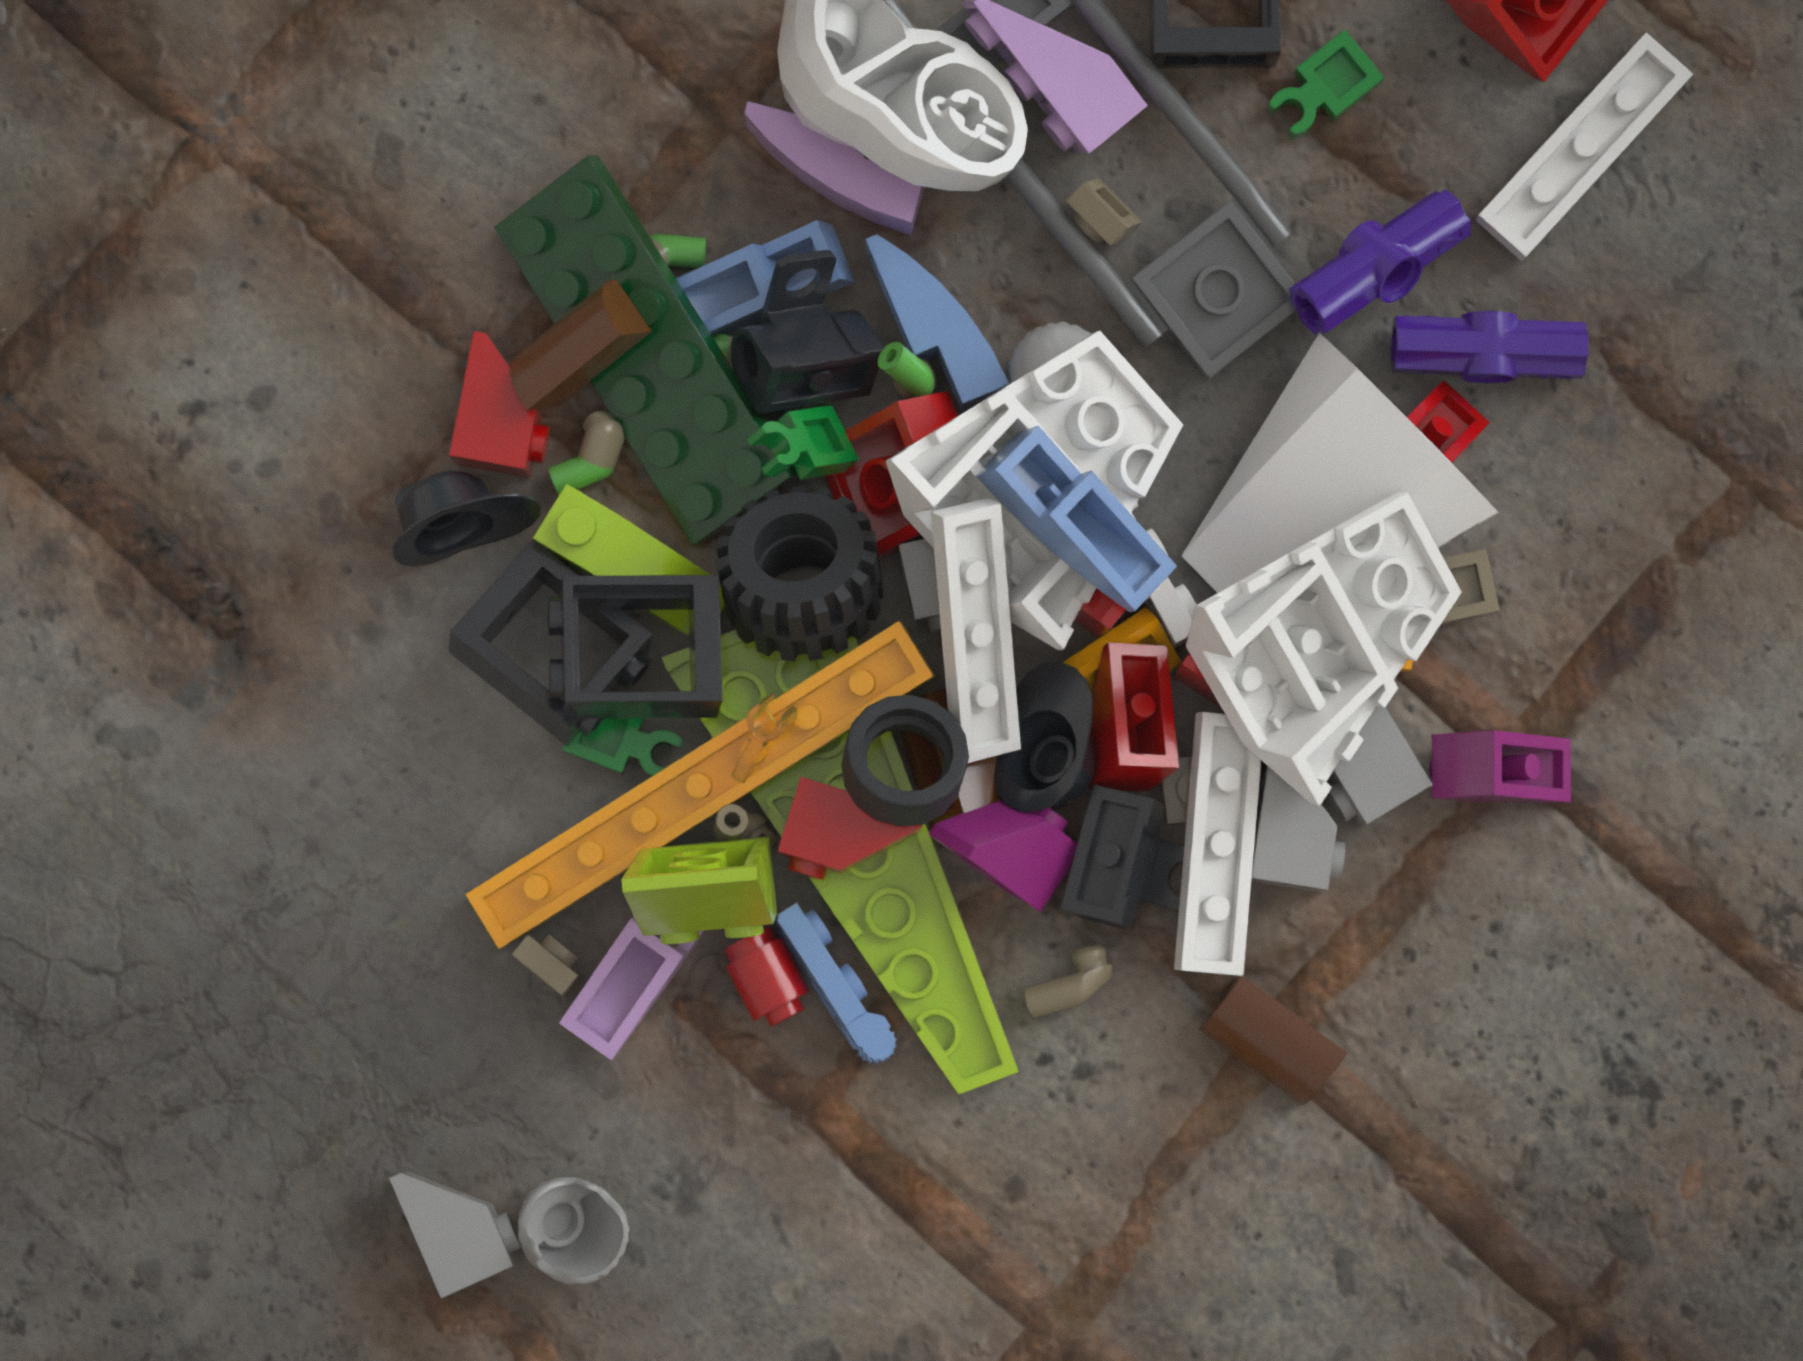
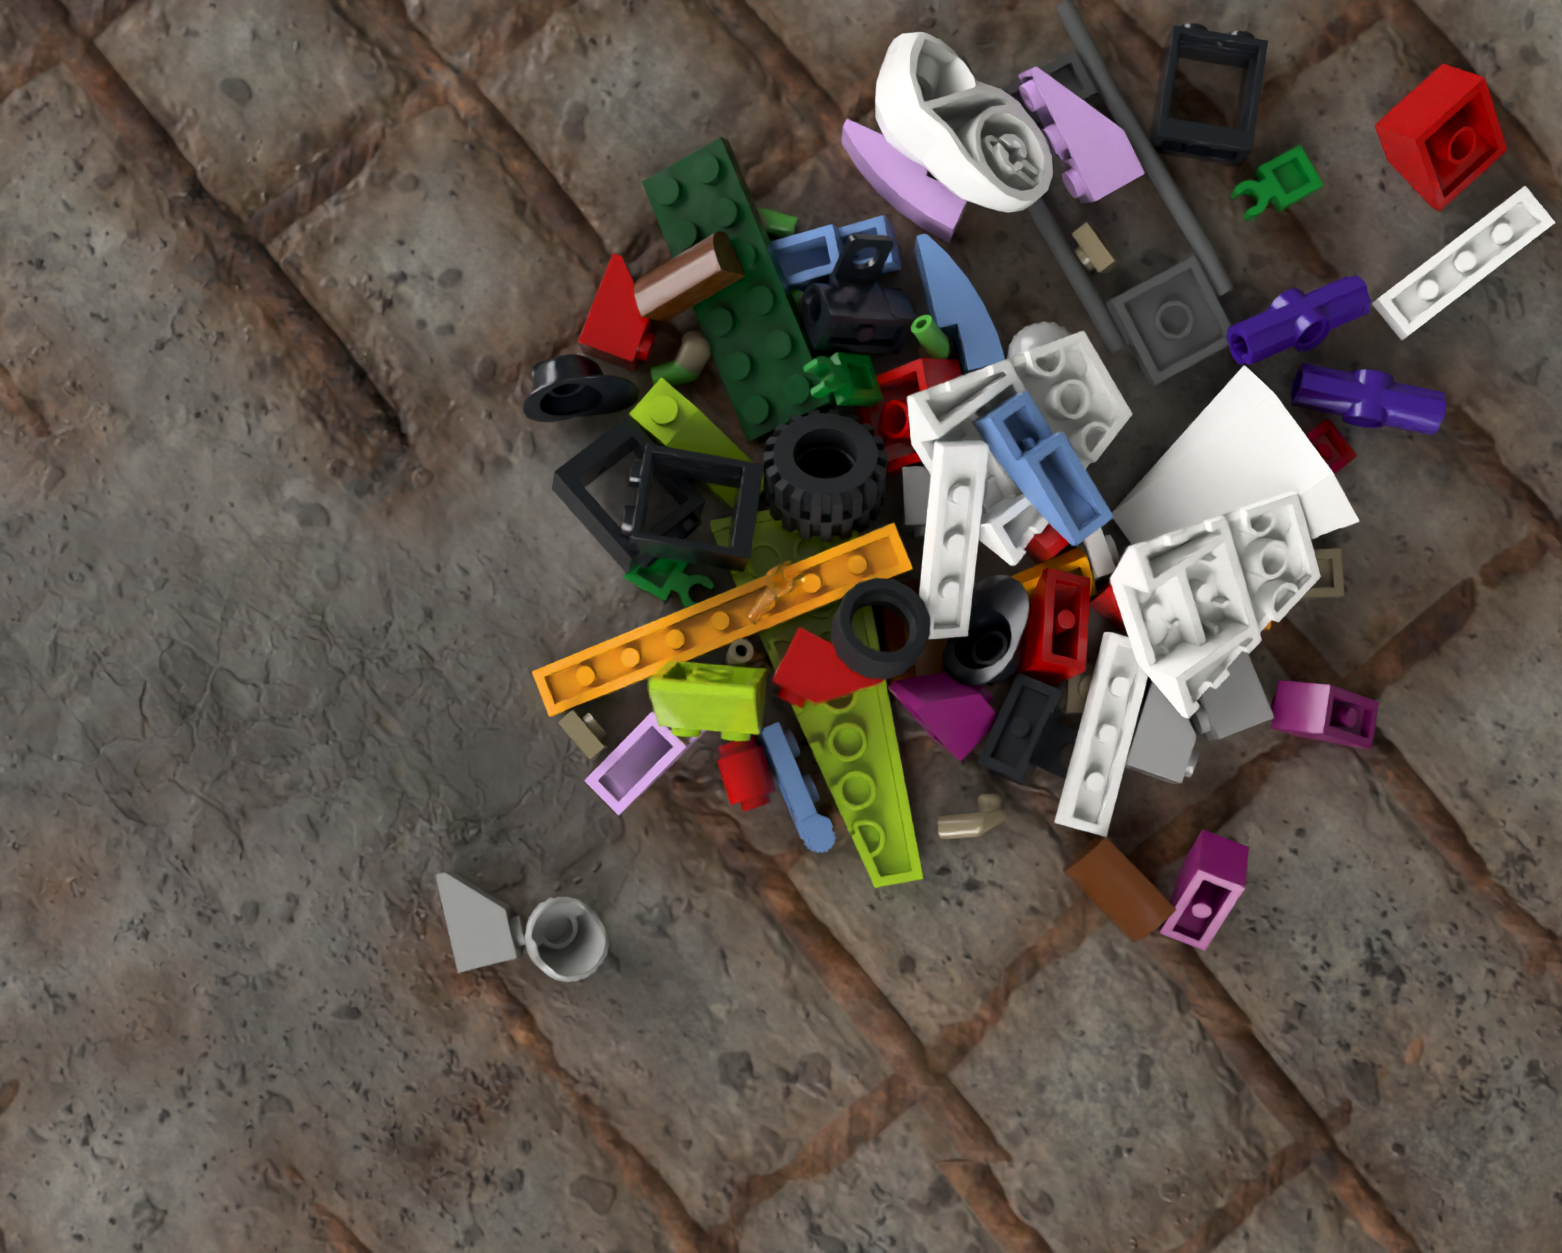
camera: 10 degrees right, 0 degrees up
(1384, 1021) = (1206, 889): none -> magenta slope

